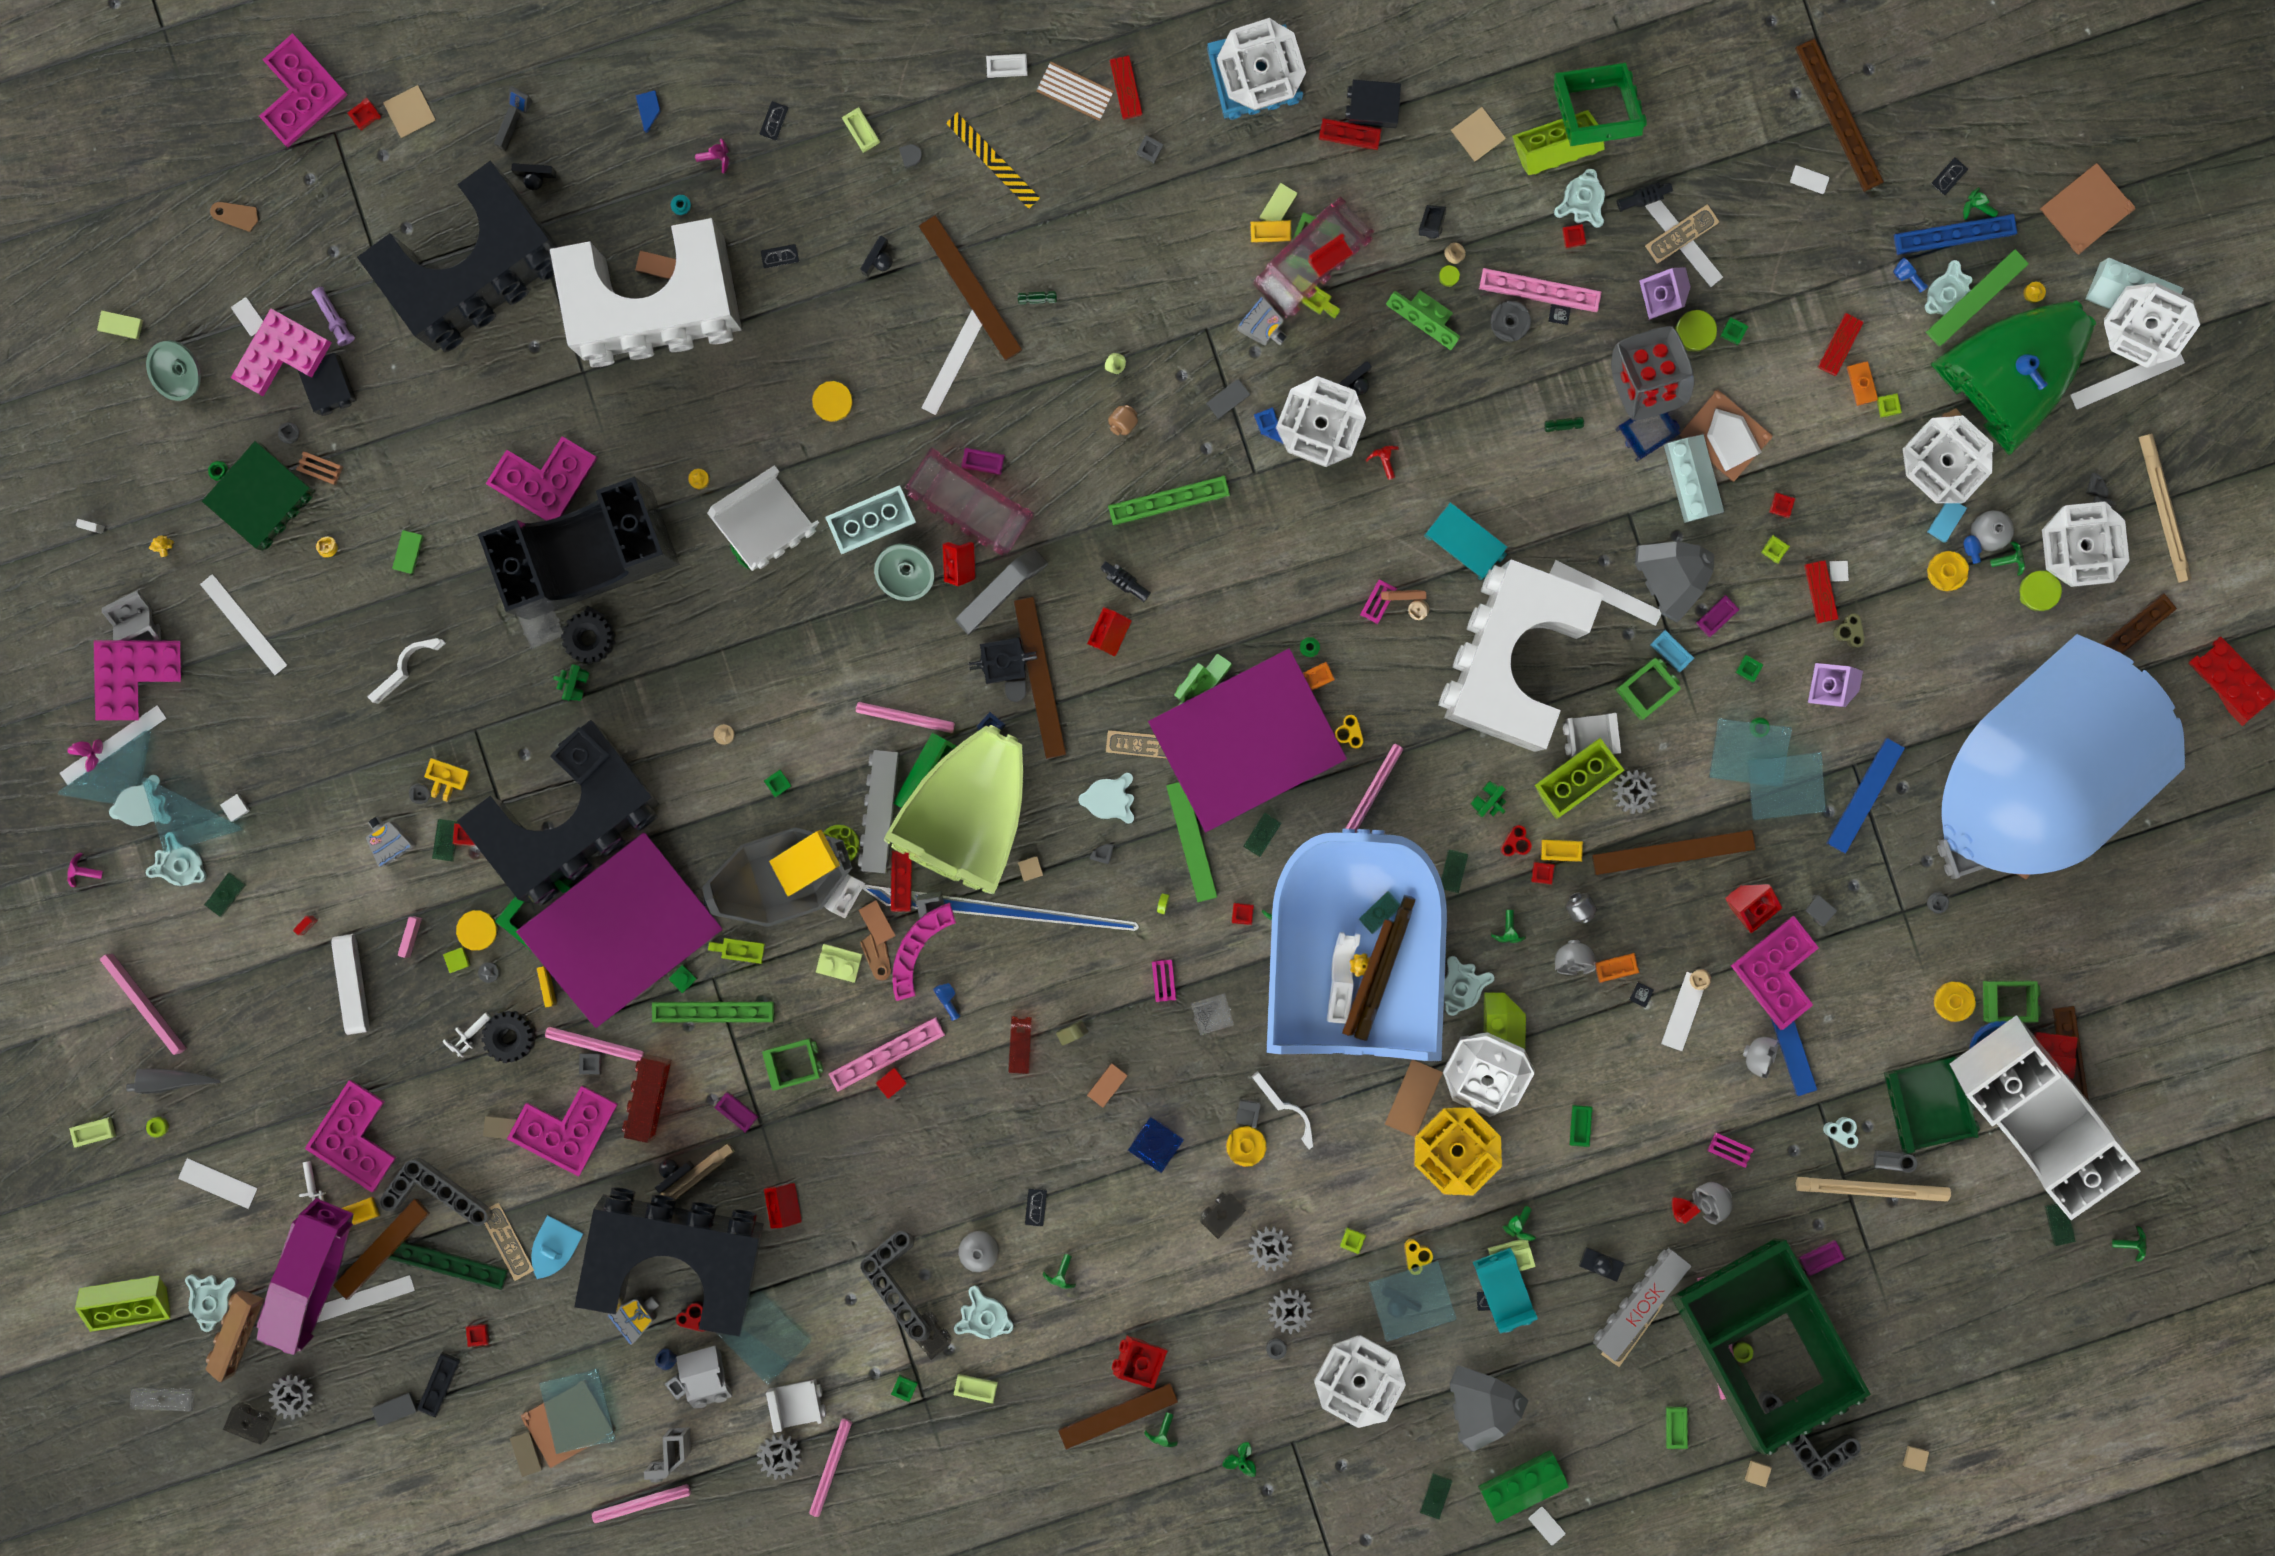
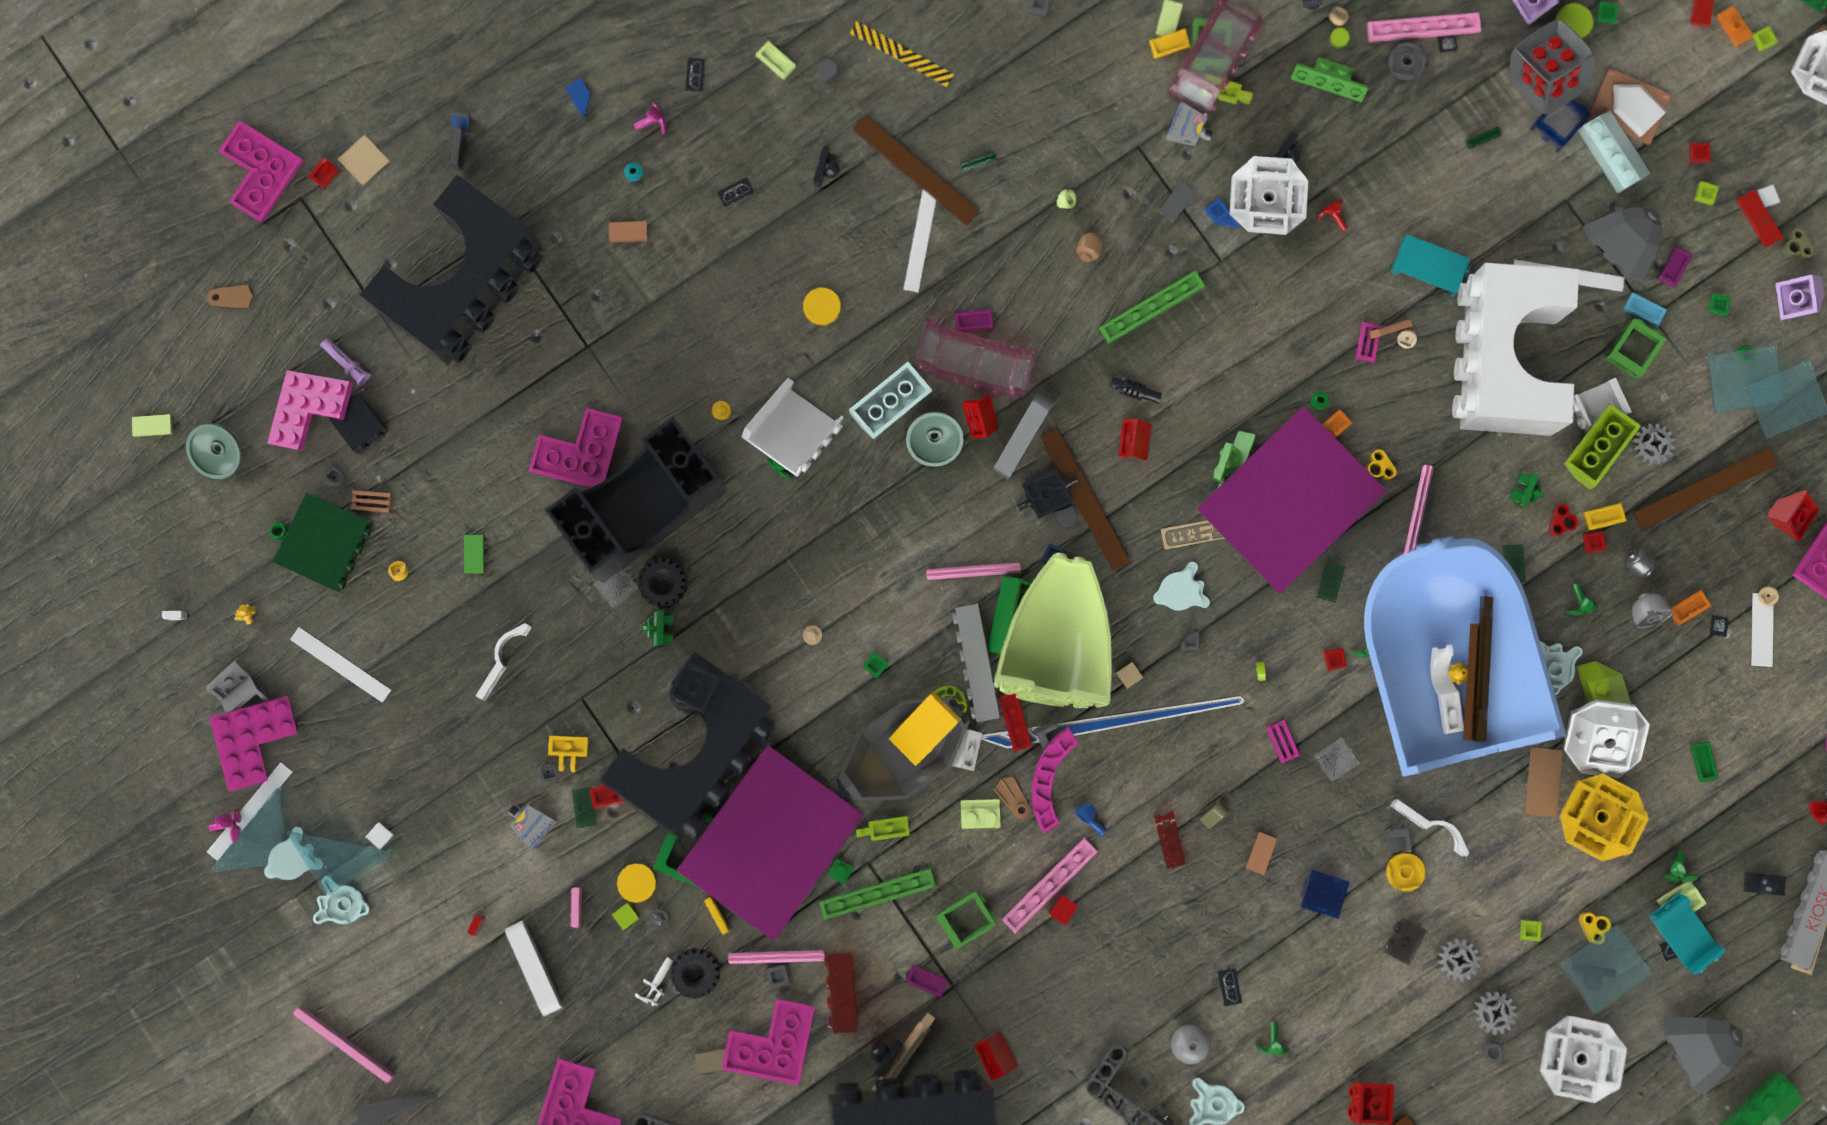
camera: 20 degrees left, 5 degrees down
(75, 870) = (246, 937): dark pink plant -> none
(225, 894) = (392, 919): clear green plate -> none
(247, 316) = (267, 384): white sticker -> none
(533, 174) = (492, 182): black tile -> none
(691, 306) = (609, 290): white arch -> none
(877, 922) = (1004, 766): nougat tile -> none
(1191, 843) = (1268, 608): bright green tile -> none
(1330, 255) = (1234, 46): red panel -> none
(1381, 910) = (1461, 620): clear green plate -> none

